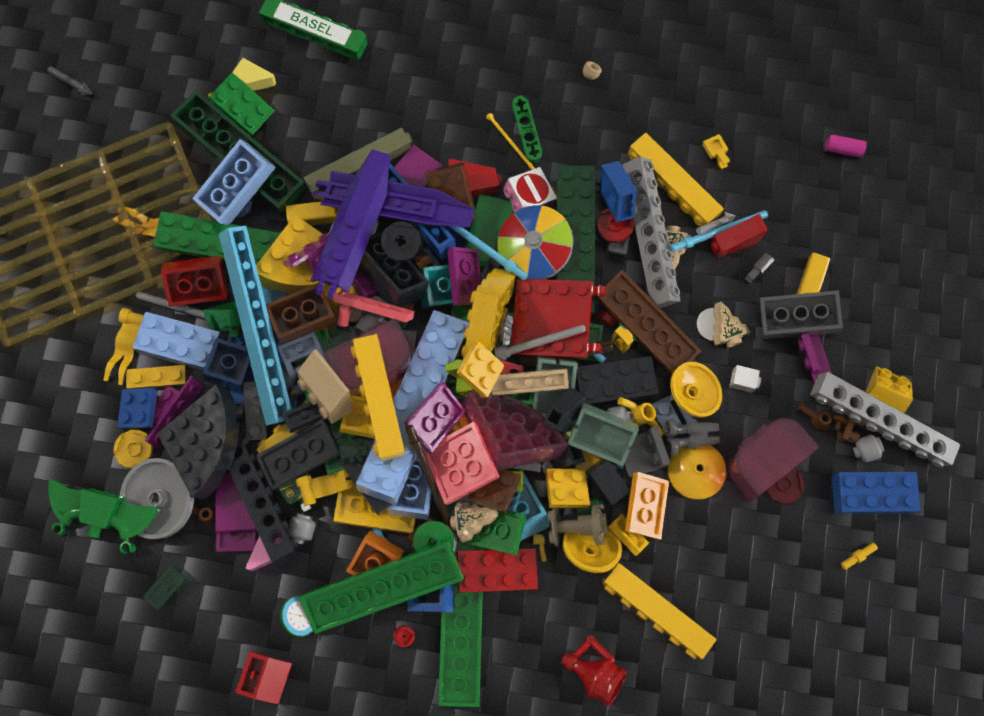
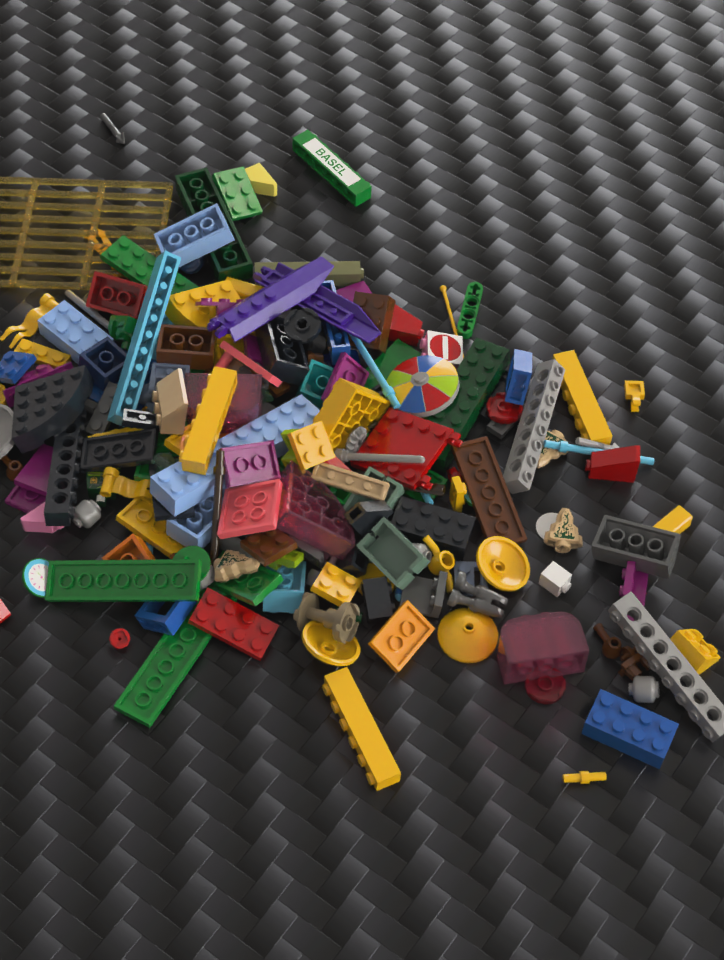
camera: 30 degrees right, 20 degrees down
(538, 539) = (287, 621): yellow hand -> none
(589, 72) = (554, 291): tan piece -> none
(600, 677) = (272, 753): red piece -> none
(632, 541) = (372, 661): yellow plate -> none
(759, 267) = (621, 499): dark grey bar -> none

